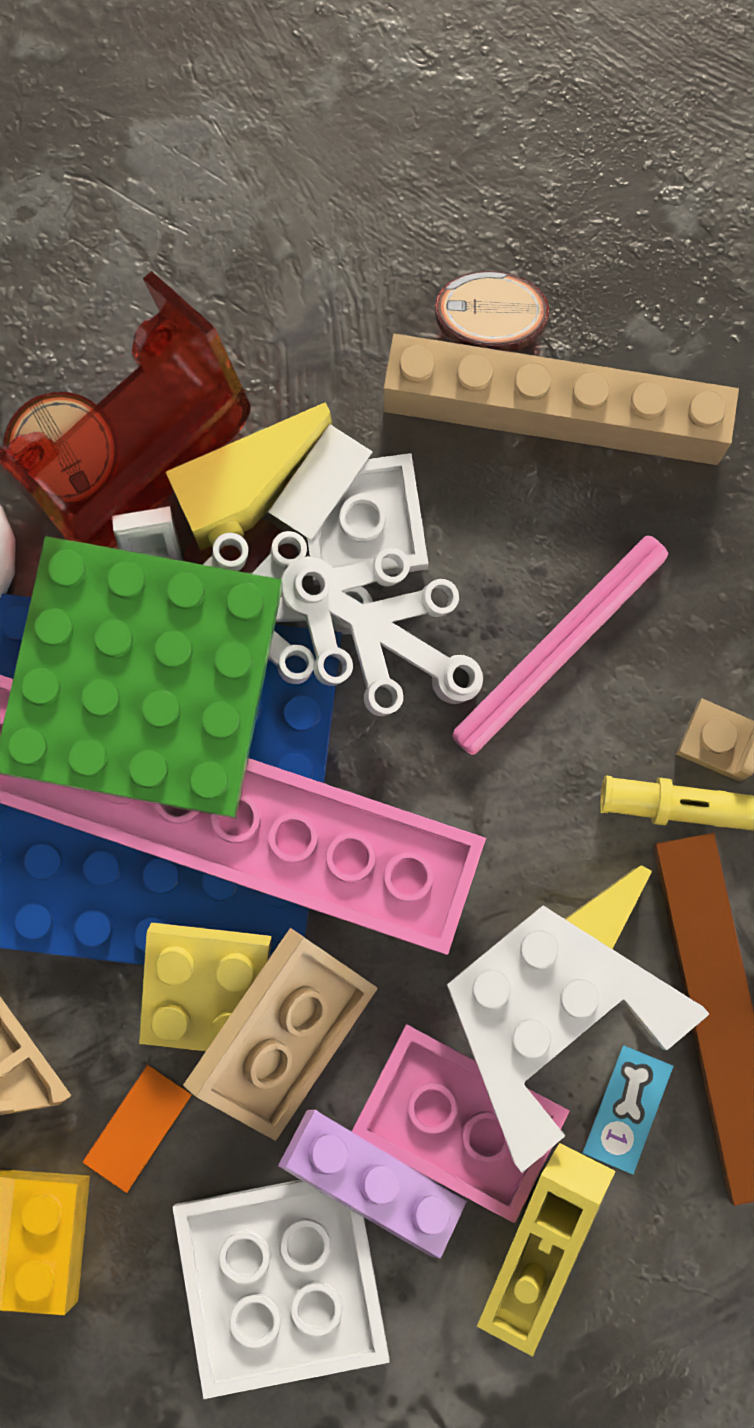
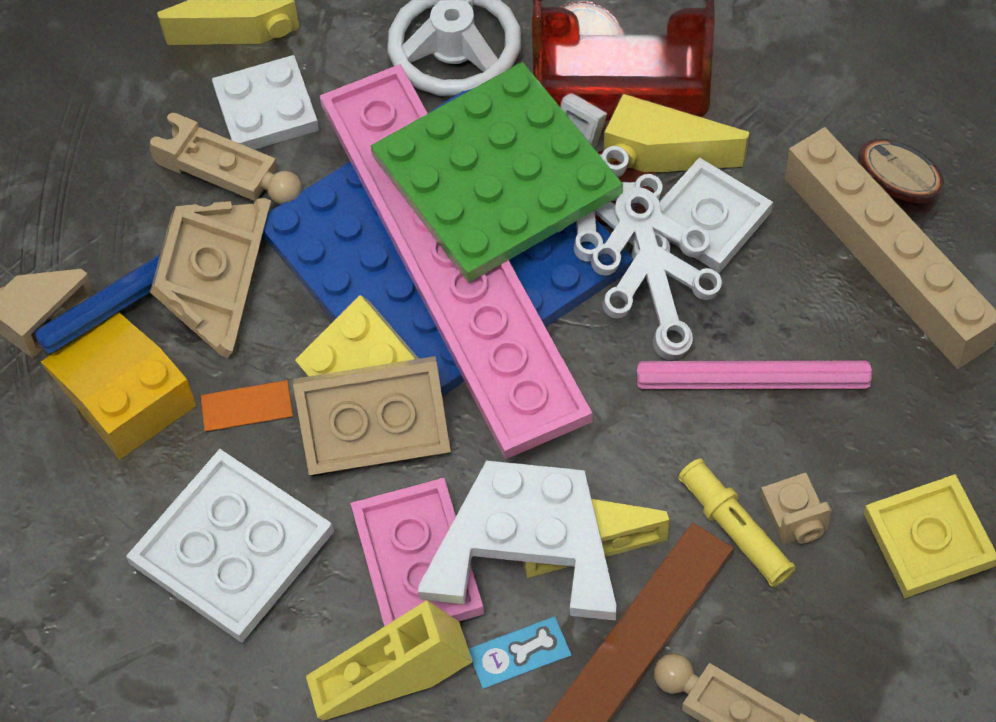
camera: 50 degrees right, 20 degrees down
(320, 482) = (704, 173): white sticker -> none
(372, 1183) = (334, 536): lavender plate -> none

